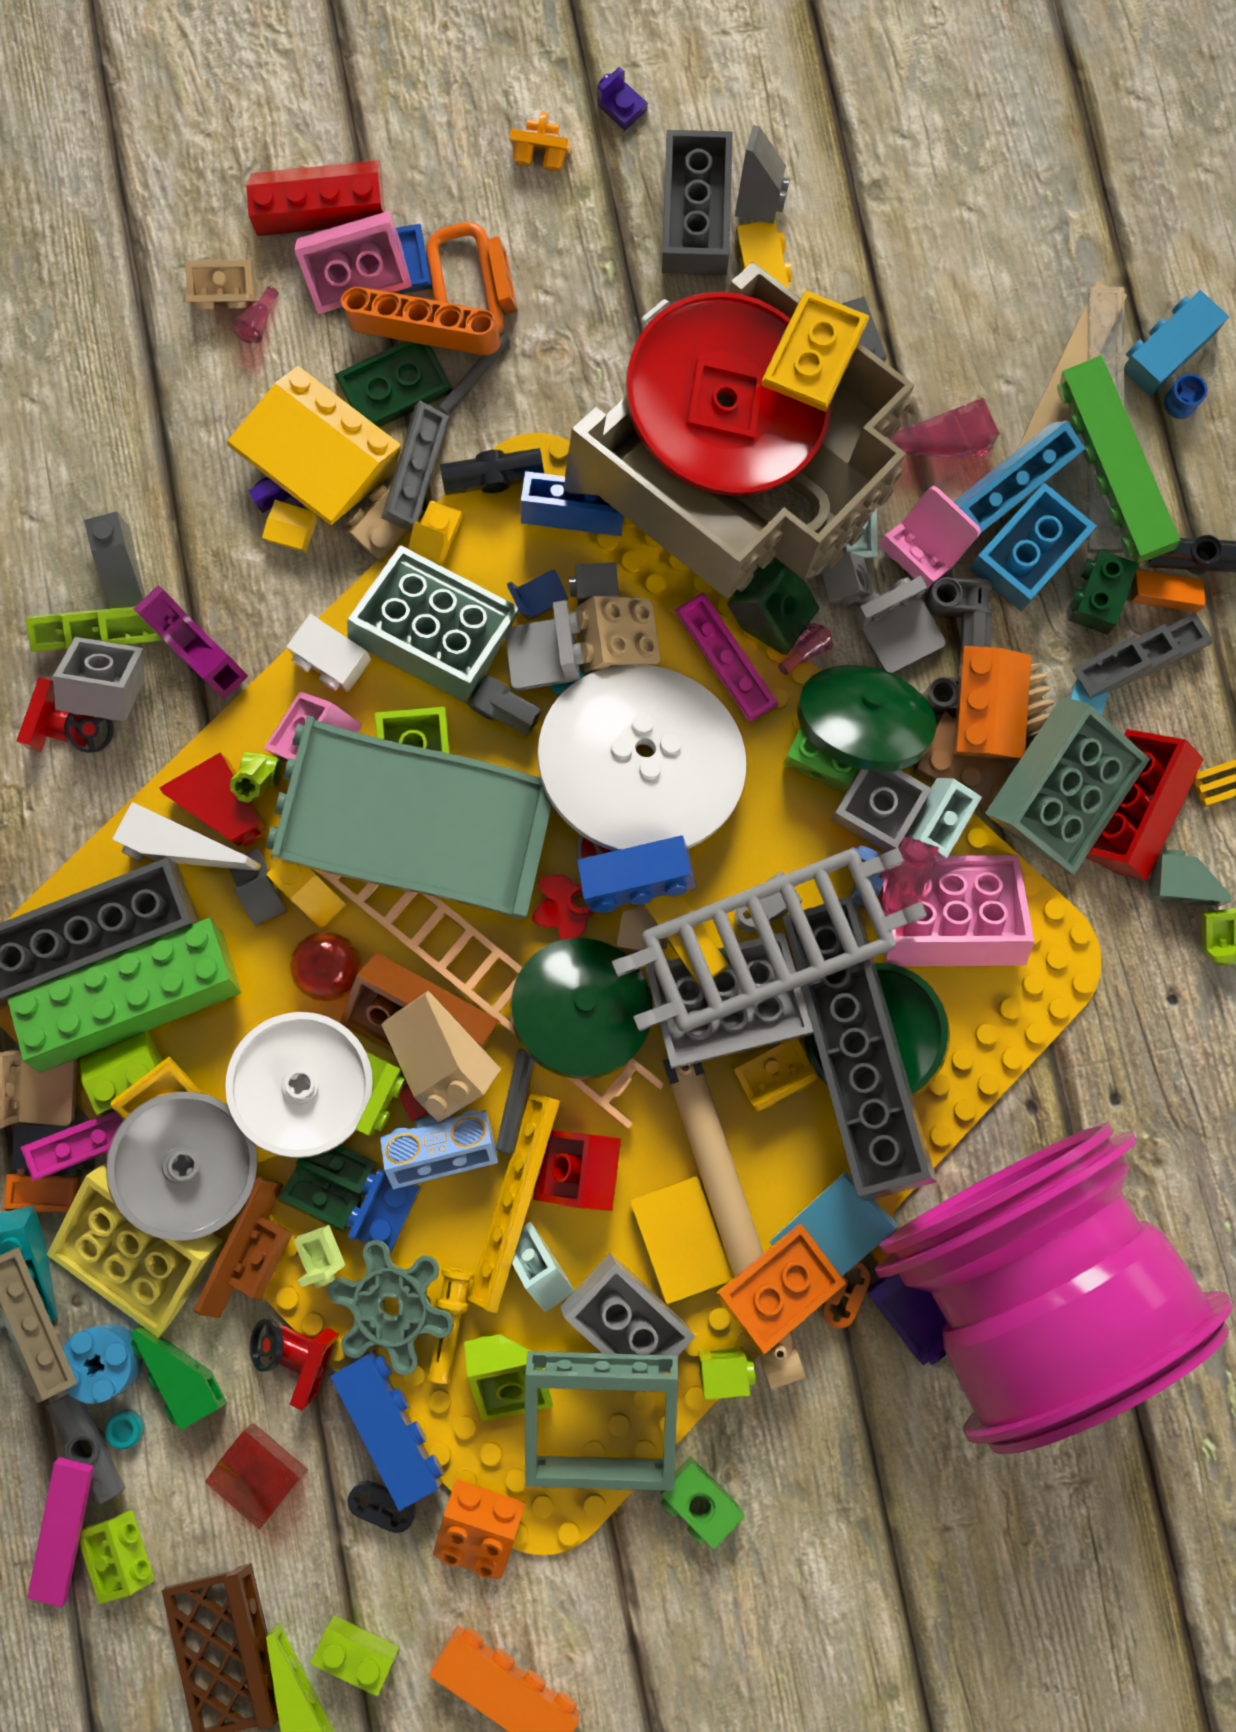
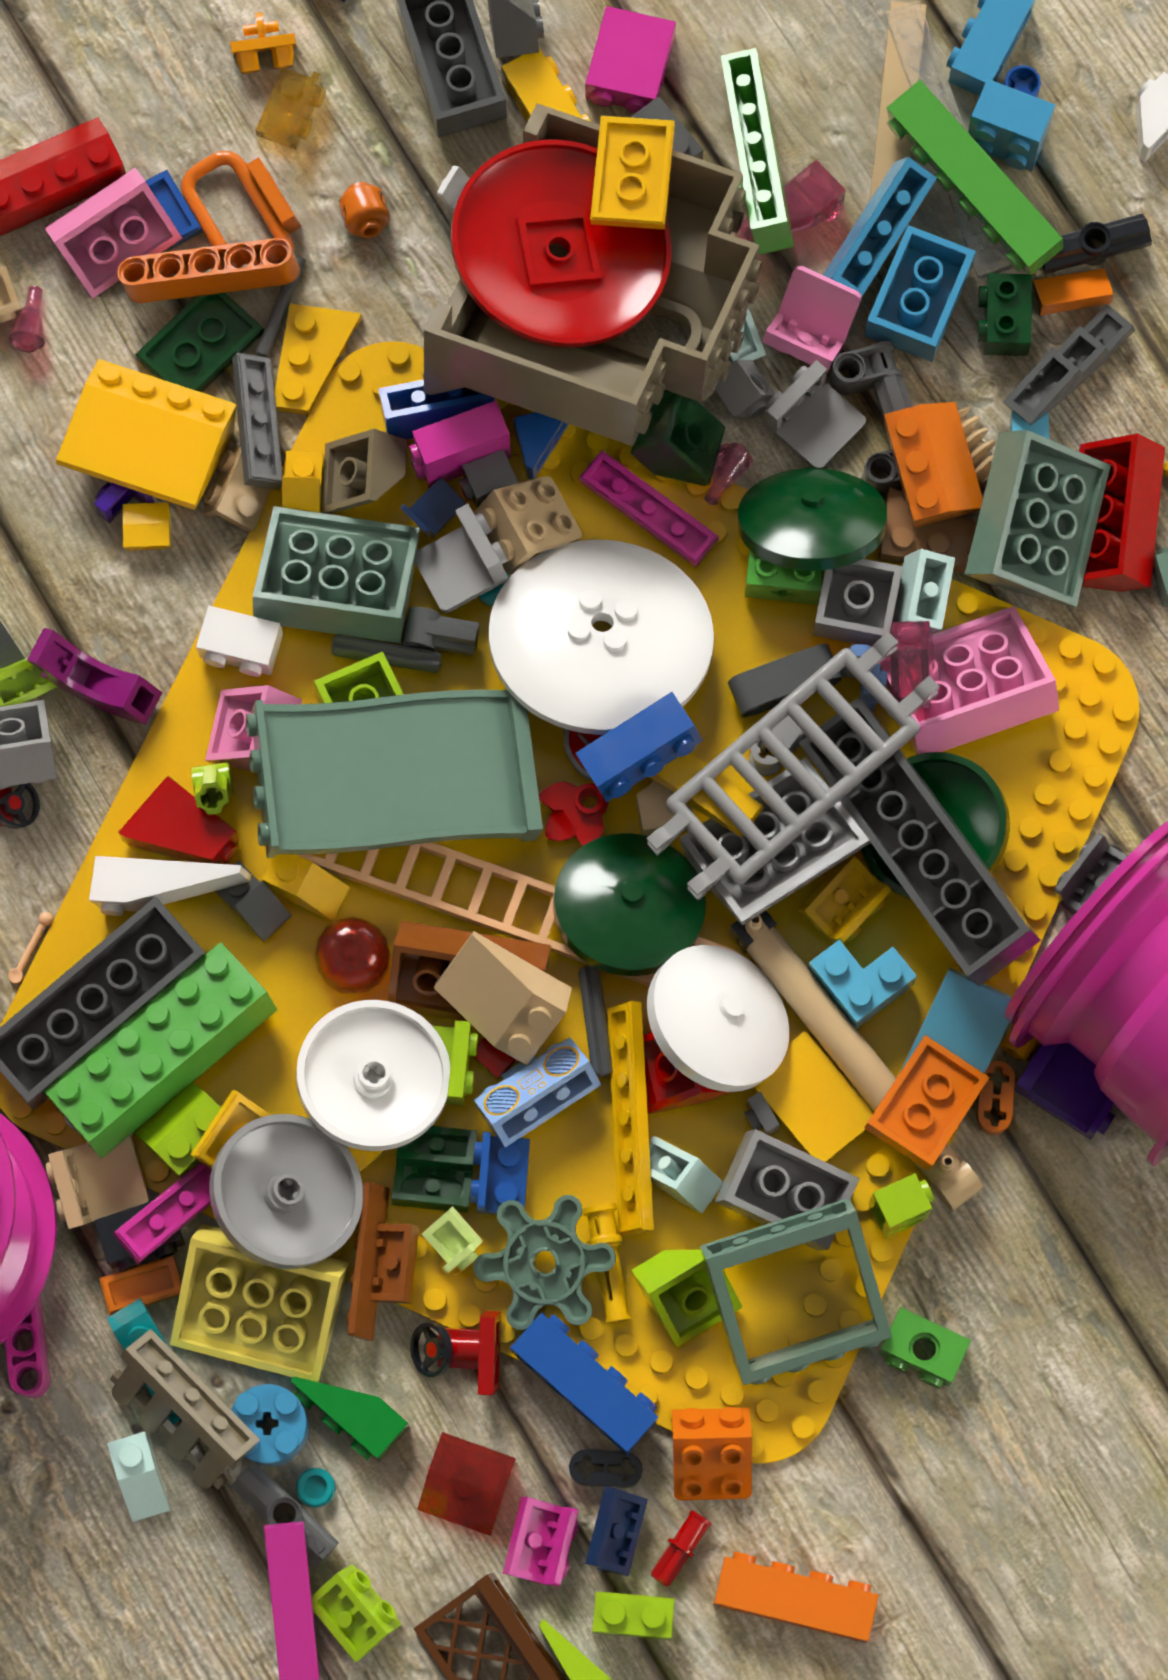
camera: 20 degrees left, 5 degrees down
(38, 880) = (16, 975): none -> light nougat hinge
(299, 1556) = (541, 1542): none -> dark pink bracket
(366, 1575) = (616, 1531): none -> dark blue bracket
(420, 1605) = (680, 1548): none -> red axle
(454, 709) = (395, 654): none -> dark grey axle
(486, 420) = (309, 352): none -> yellow wing
(488, 538) = (361, 469): none -> dark tan slope
(490, 471) = (338, 400): black piece -> none
(545, 205) = (290, 108): none -> clear yellow bracket
(574, 312) = (364, 210): none -> orange head
(575, 541) = (455, 441): none -> dark pink brick
(620, 1143) = (717, 1018): none -> white dish
(629, 1241) = (760, 1115): none -> dark grey plate
(649, 565) = (536, 439): none -> blue slope
(759, 1160) = (858, 990): none -> medium azure brick
(786, 851) = (770, 683): none -> dark grey beam
(850, 257) = (629, 59): none -> dark pink brick
(933, 373) = (757, 151): none -> brick
(1005, 1130) = (1088, 872): none -> dark grey bracket
(1168, 422) = (1010, 124): none -> dark azure brick

